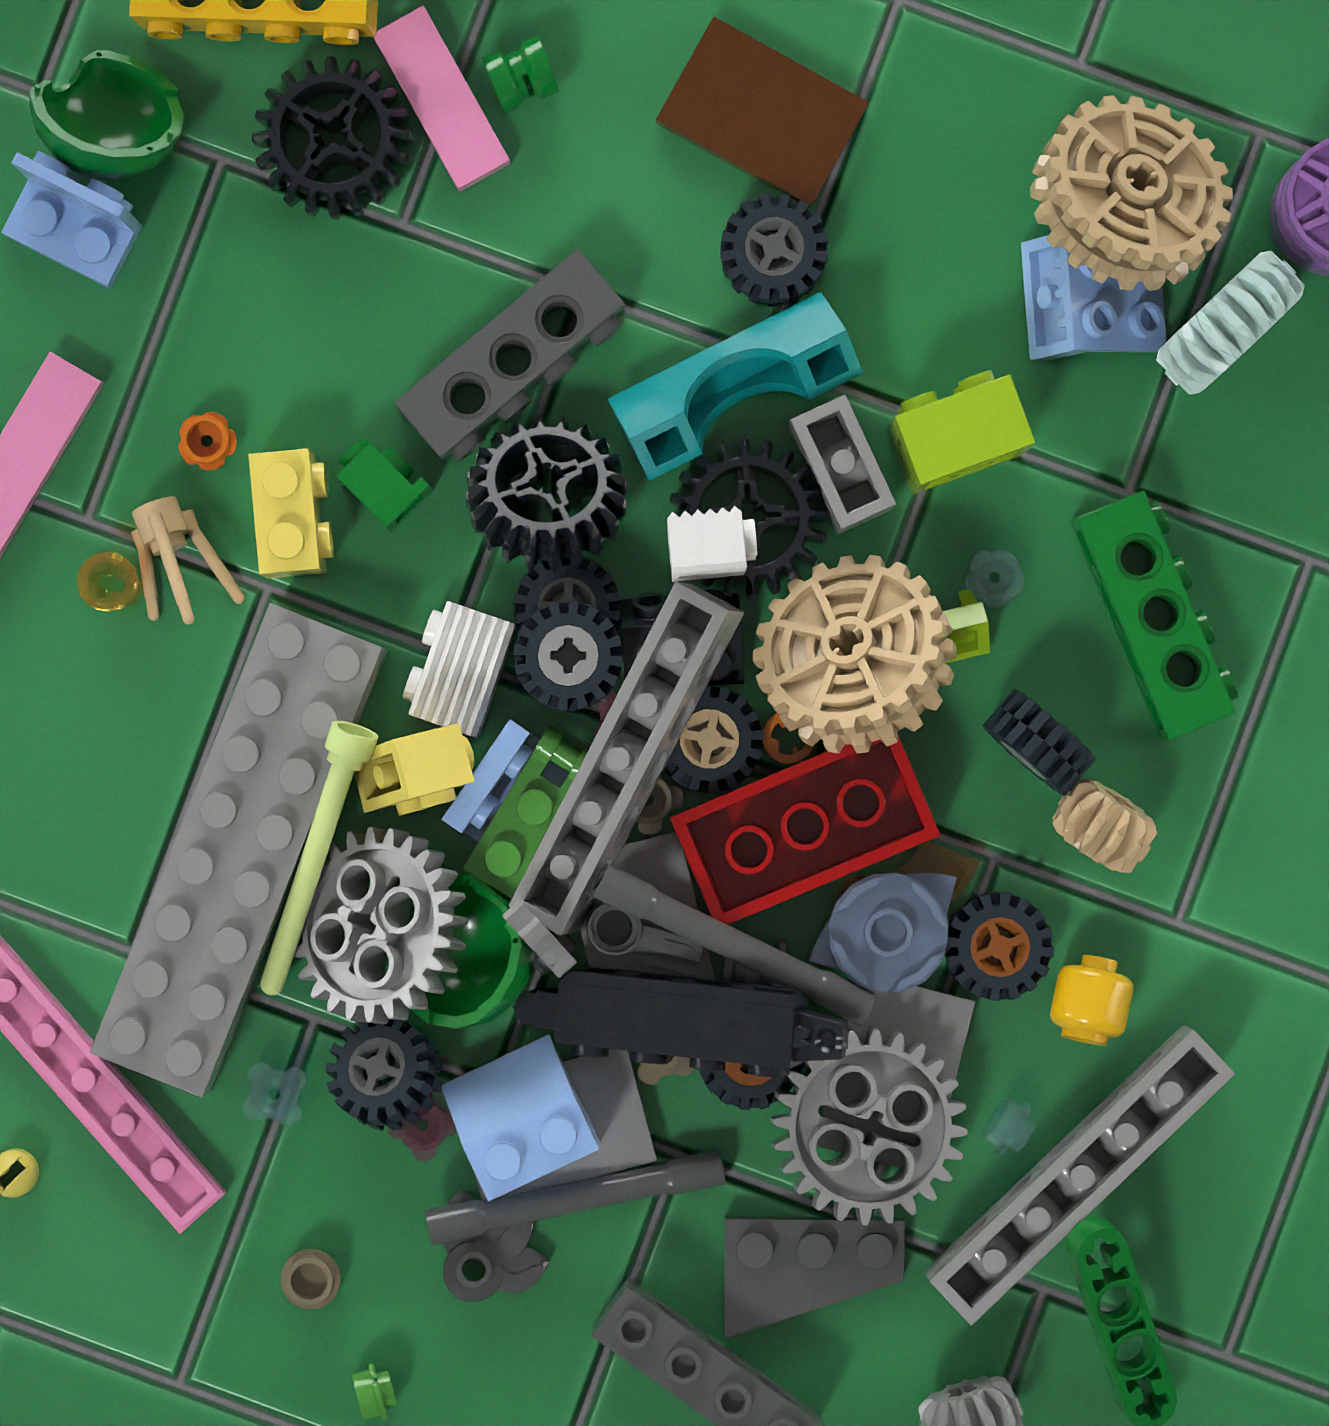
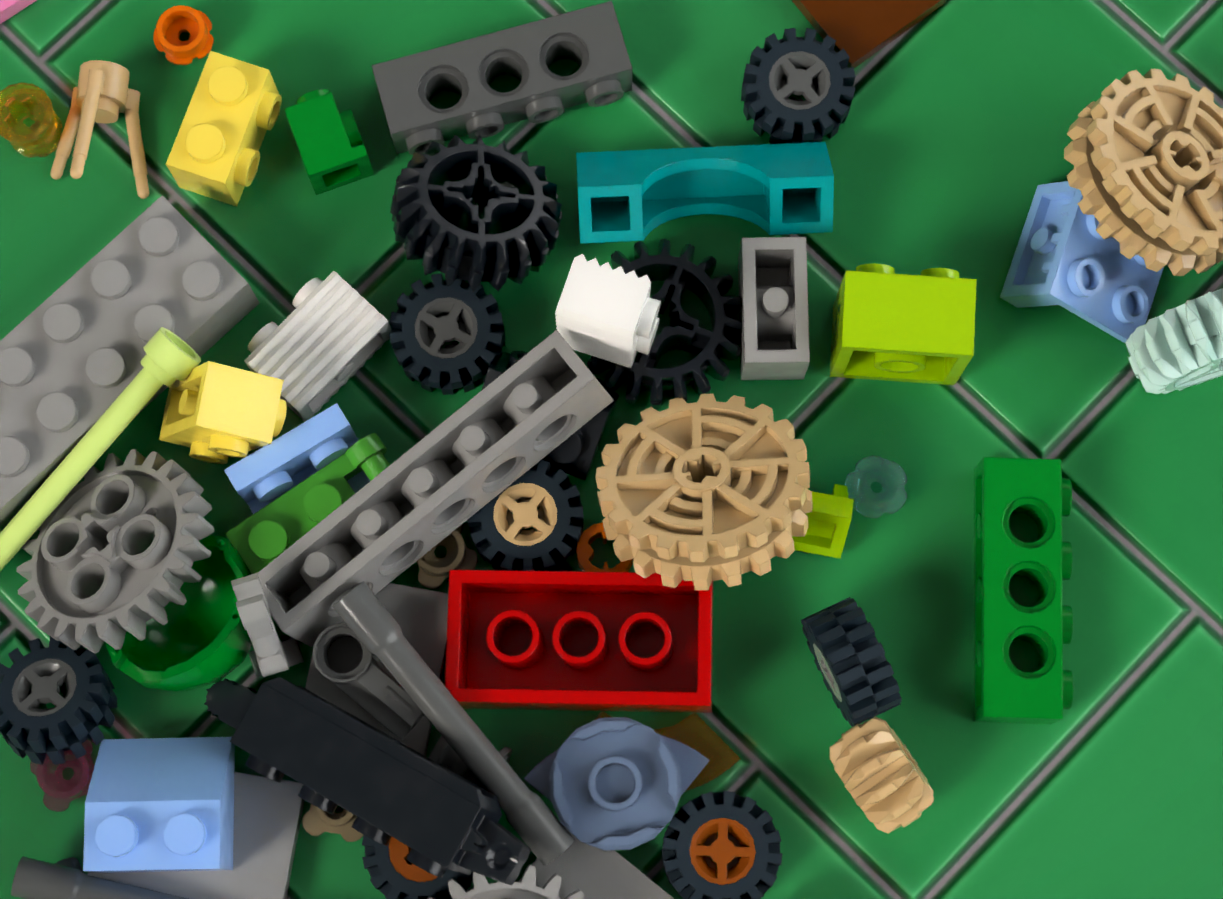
camera: 25 degrees right, 10 degrees down
(579, 677) = (432, 389): black wheel -> none

